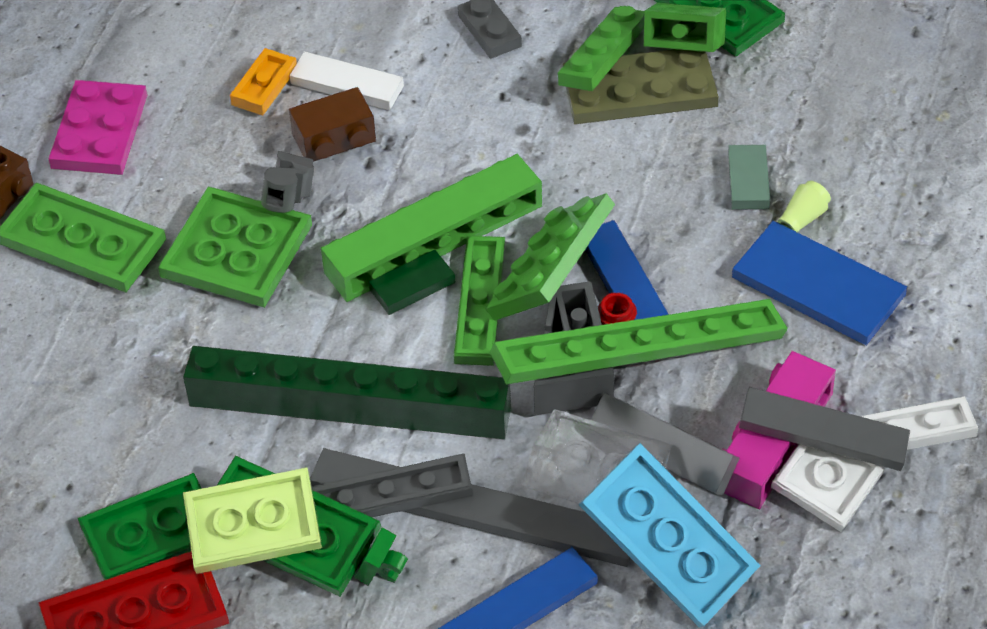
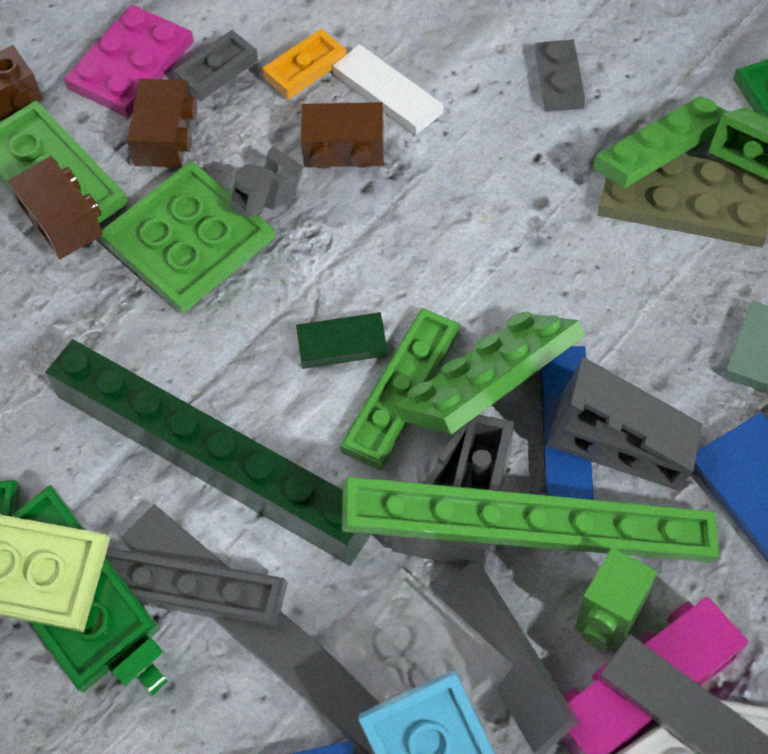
camera: 25 degrees right, 10 degrees up
(118, 253) = (56, 206): none -> reddish brown brick
(166, 164) = (161, 123): none -> reddish brown brick
(184, 106) = (216, 64): none -> dark grey plate
(433, 223) = (392, 283): bright green brick -> none
(616, 308) = (528, 470): red cone -> none
(674, 260) = (624, 428): none -> dark grey wedge
(725, 377) = (614, 600): none -> bright green brick

